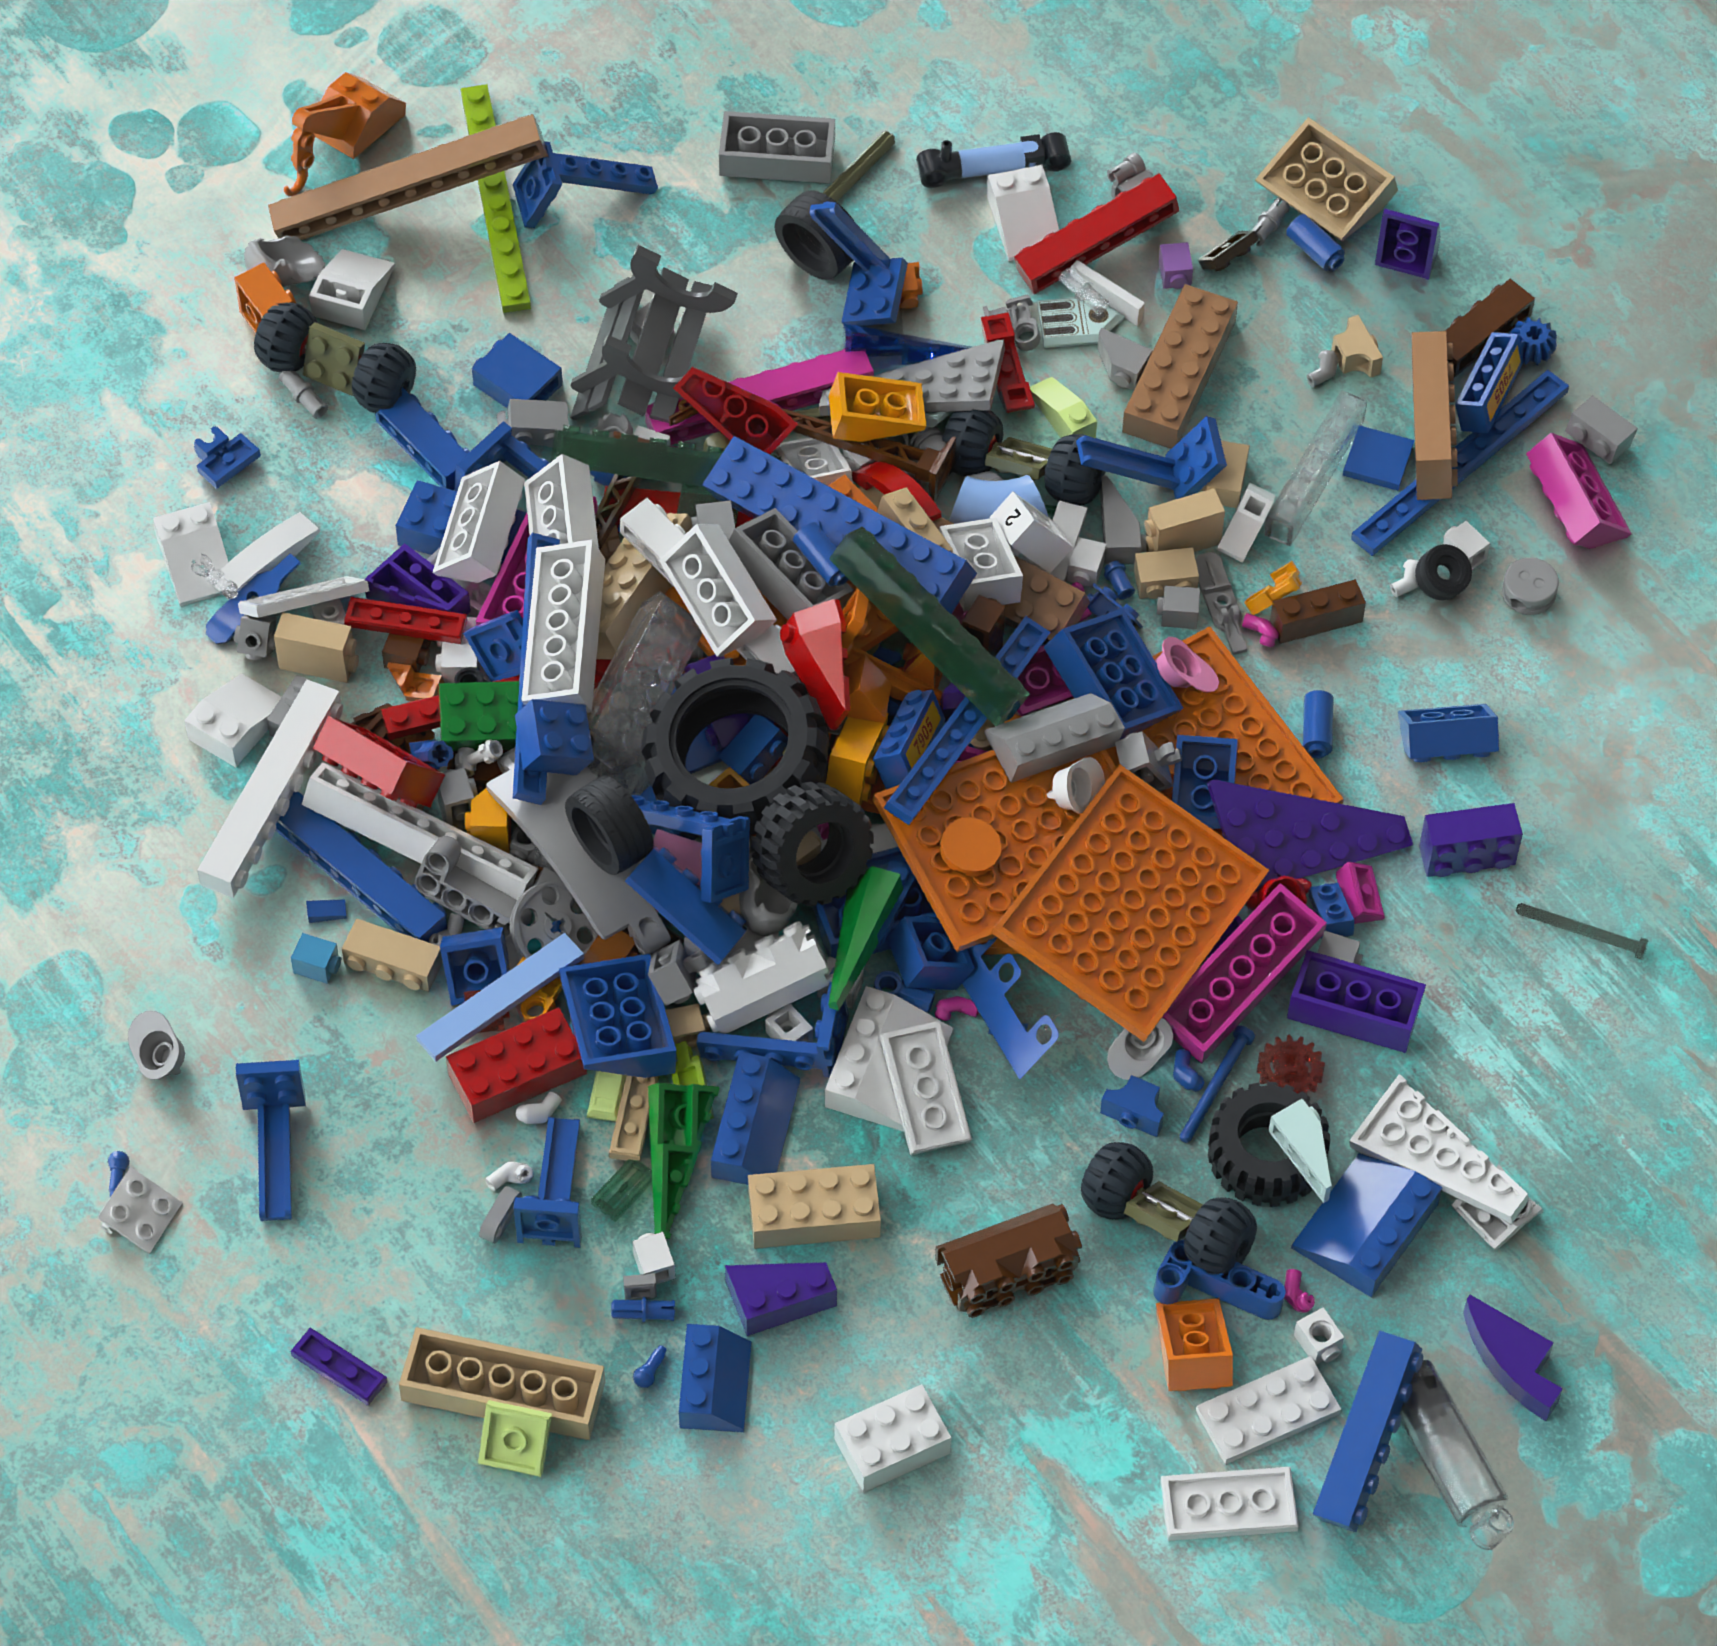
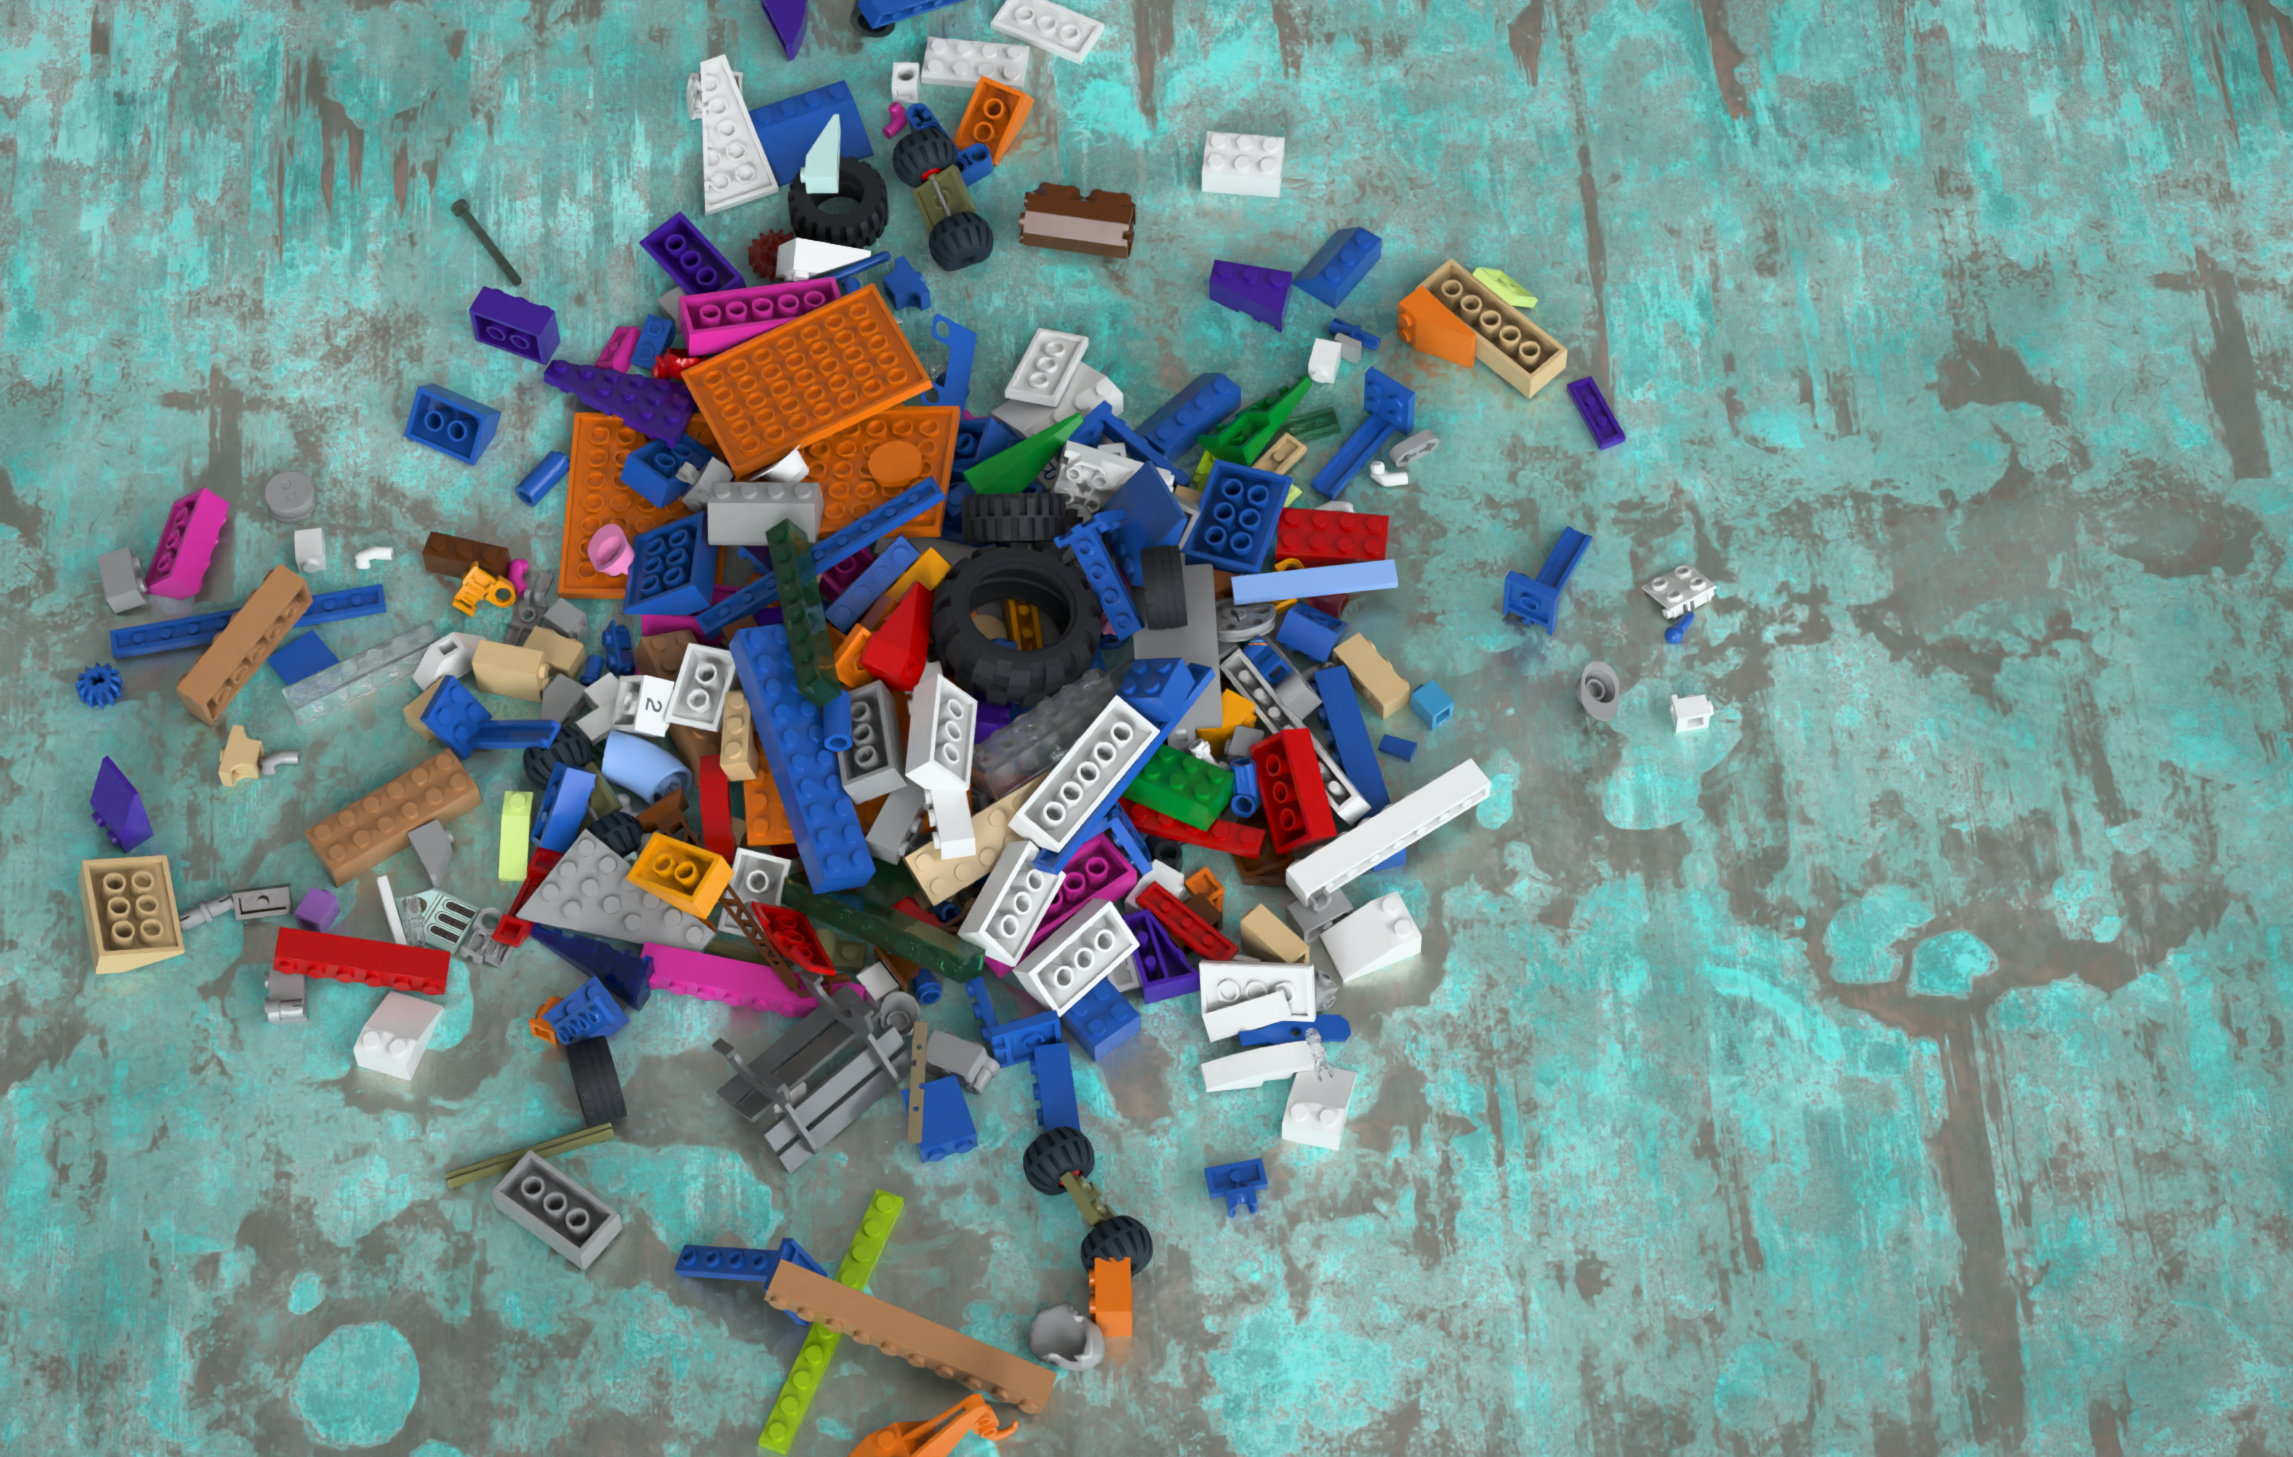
camera: 145 degrees left, 0 degrees up
(56, 1084) = (1690, 712): none -> white brick
(301, 578) = (1246, 1016): none -> white tile
(303, 393) = (1129, 1200): light grey pin -> none
(350, 288) = (1021, 1287): white slope -> none
(492, 885) = (1266, 660): none -> blue leg
(554, 382) = (917, 1076): none -> dark tan piece
(559, 1335) = (1434, 328): none -> orange slope
(645, 1375) = (1382, 295): blue piece -> none
(814, 1206) = (1185, 334): tan brick -> none
(939, 166) = (348, 1087): black piece -> none
(1032, 427) = (563, 807): none -> blue brick
(1231, 1058) = (806, 258): none -> white slope
(1316, 243) = (187, 868): blue brick -> none
(1429, 579) = (347, 535): black tyre -> none
(1489, 382) = (170, 654): blue brick -> none
(1494, 314) = (126, 719): reddish brown brick -> none

